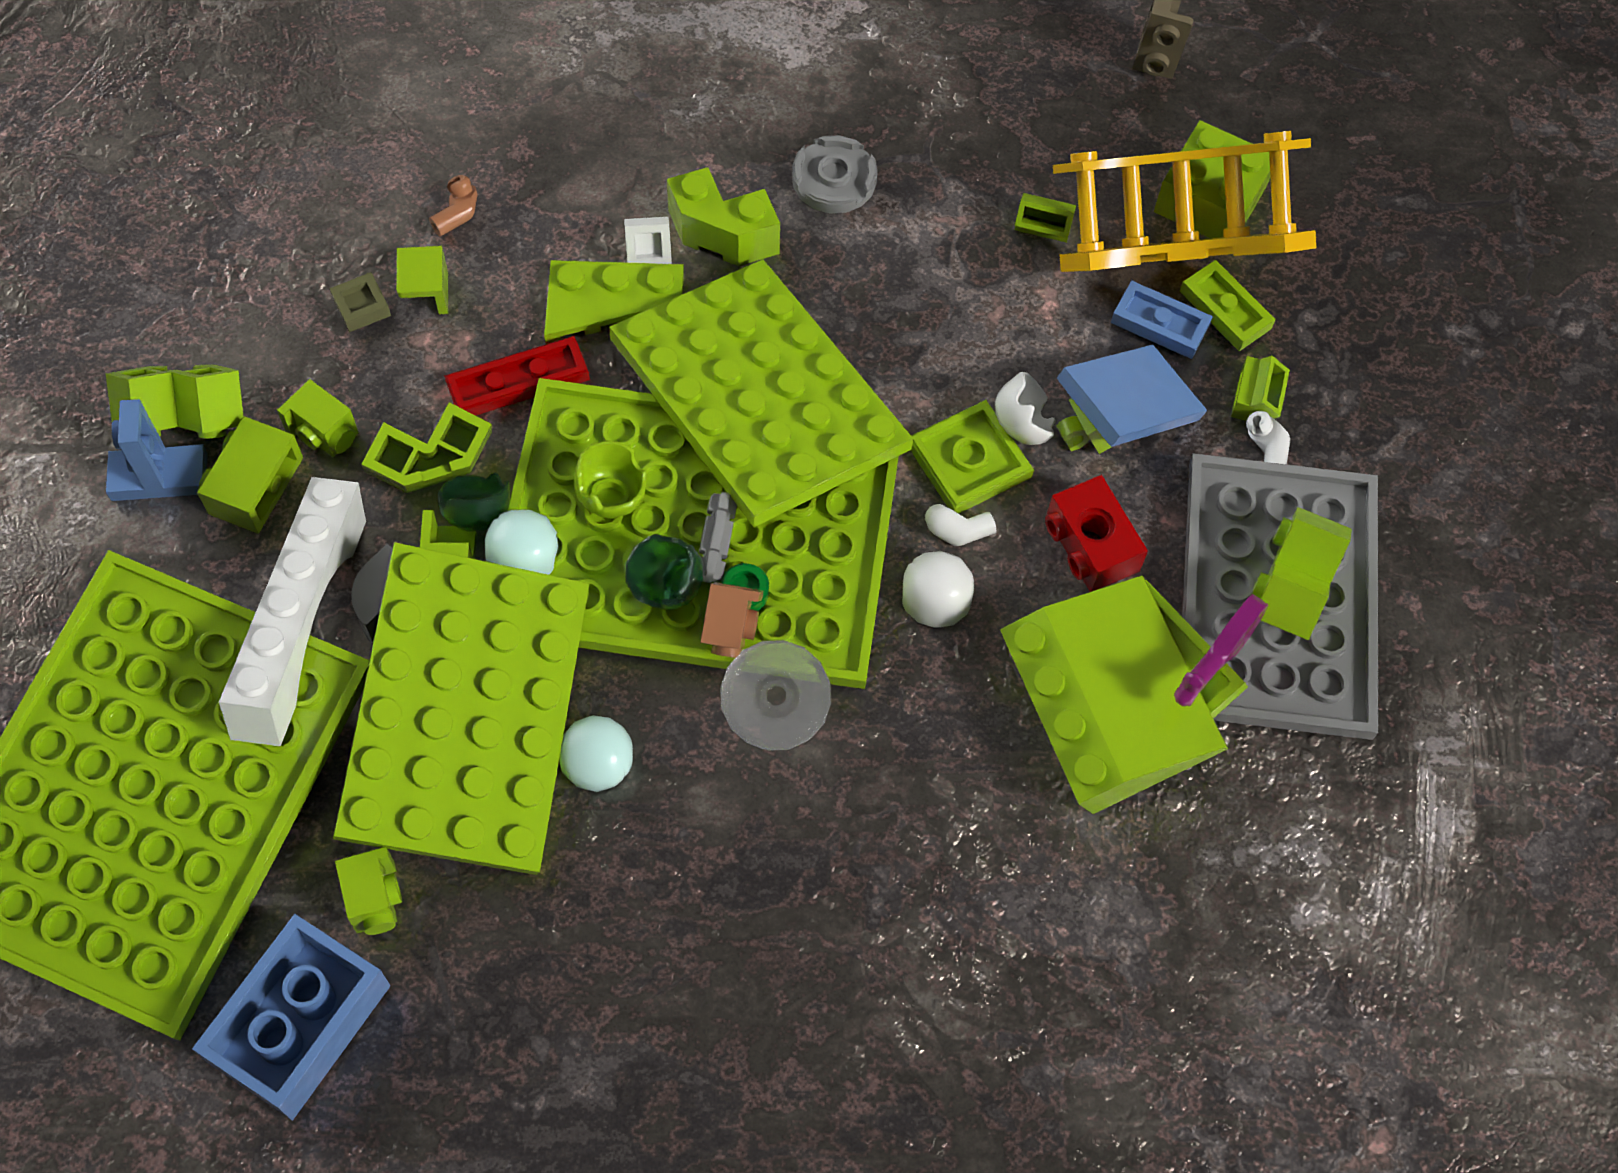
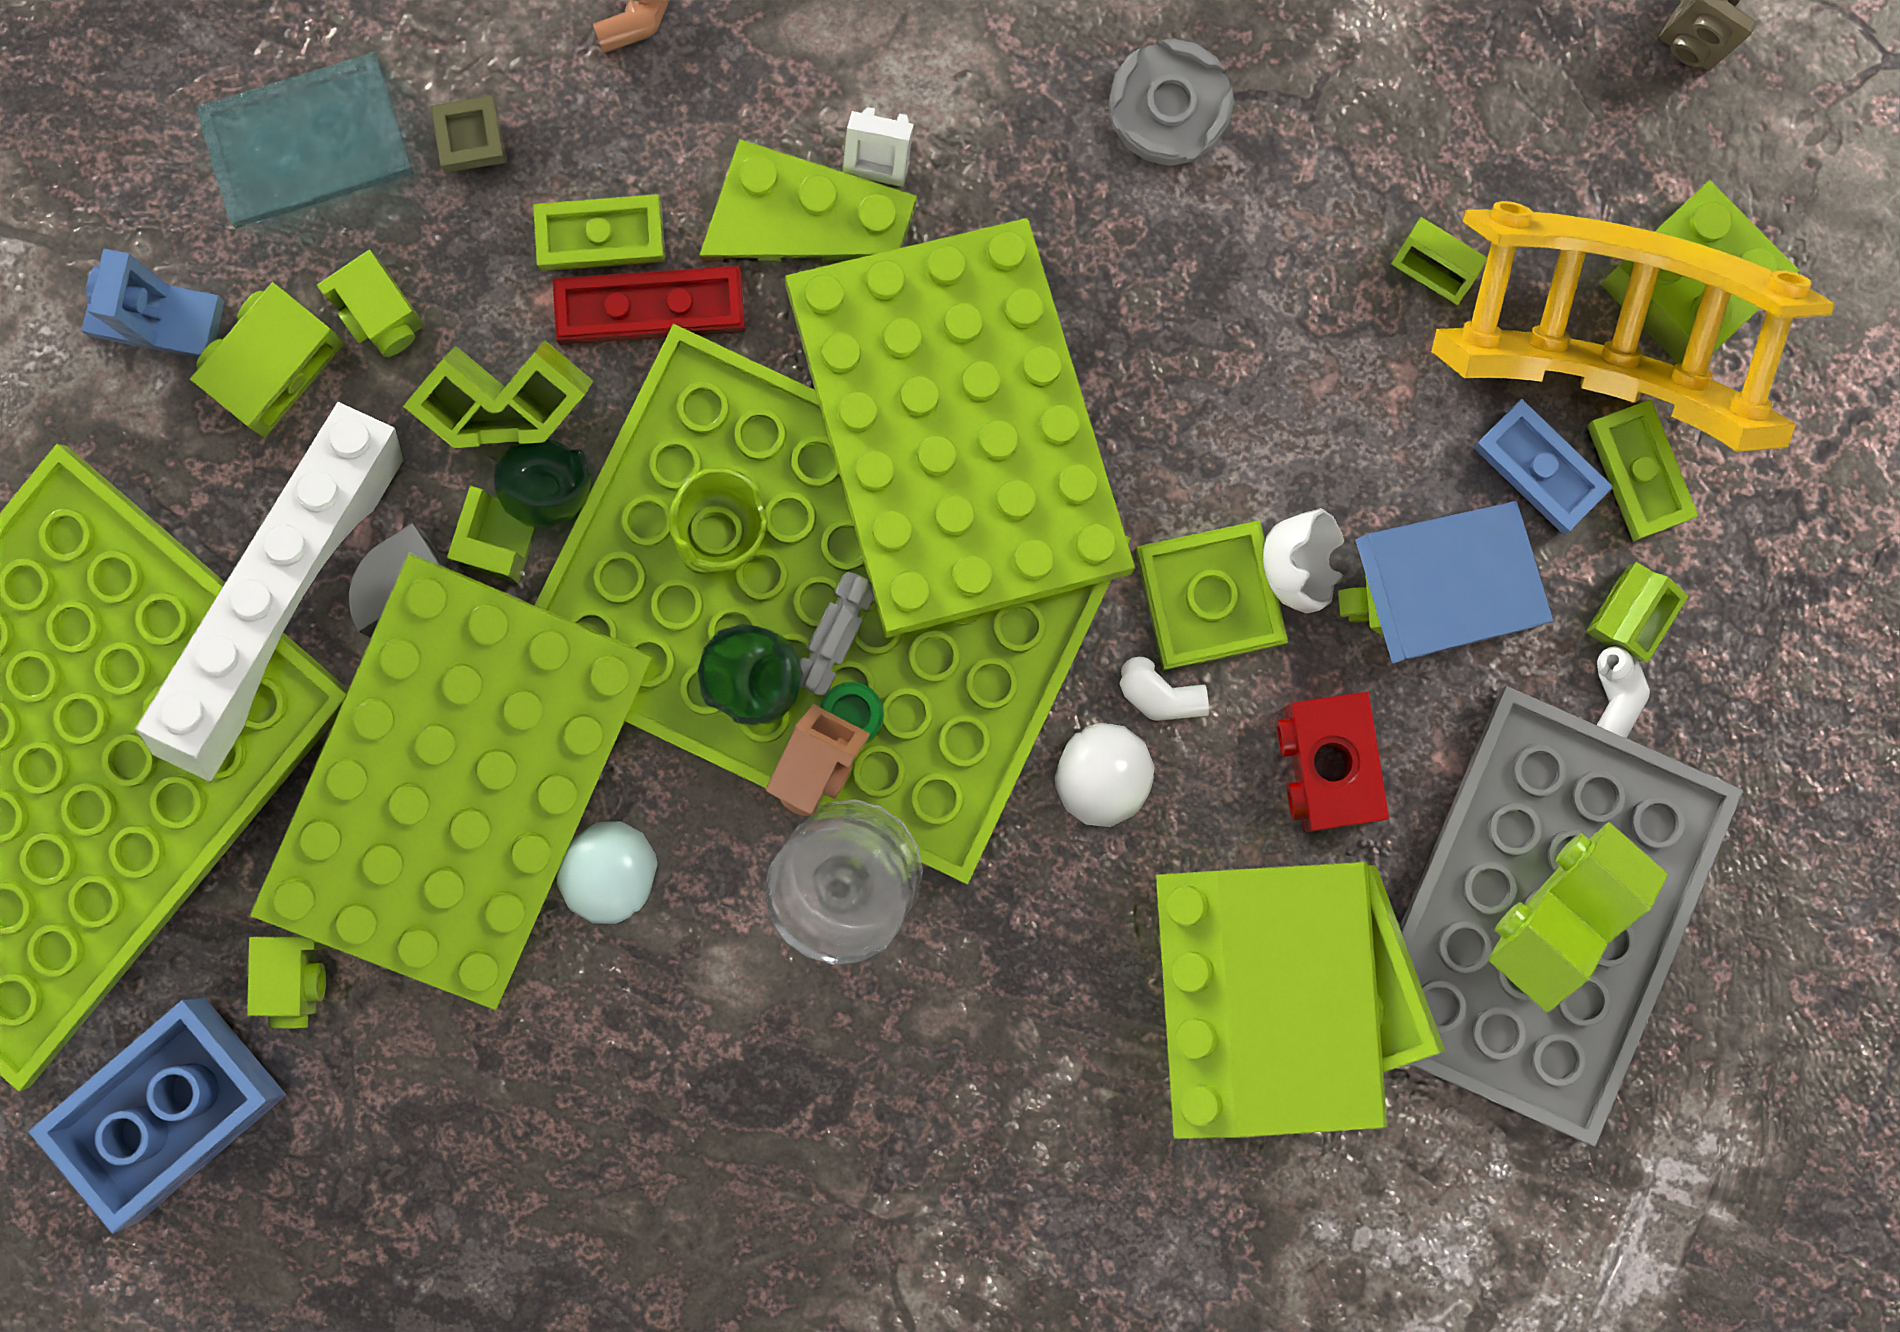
camera: 20 degrees right, 20 degrees up
(193, 399) = (173, 222): lime brick -> none
(246, 331) = (304, 140): none -> clear light blue tile
(423, 274) = (559, 123): lime panel -> none
(469, 339) = (599, 232): none -> lime plate
(522, 541) = (583, 573): light aqua hair -> none
(737, 228) = (1003, 164): lime brick -> none
(1222, 650) = (1431, 1001): magenta piece -> none

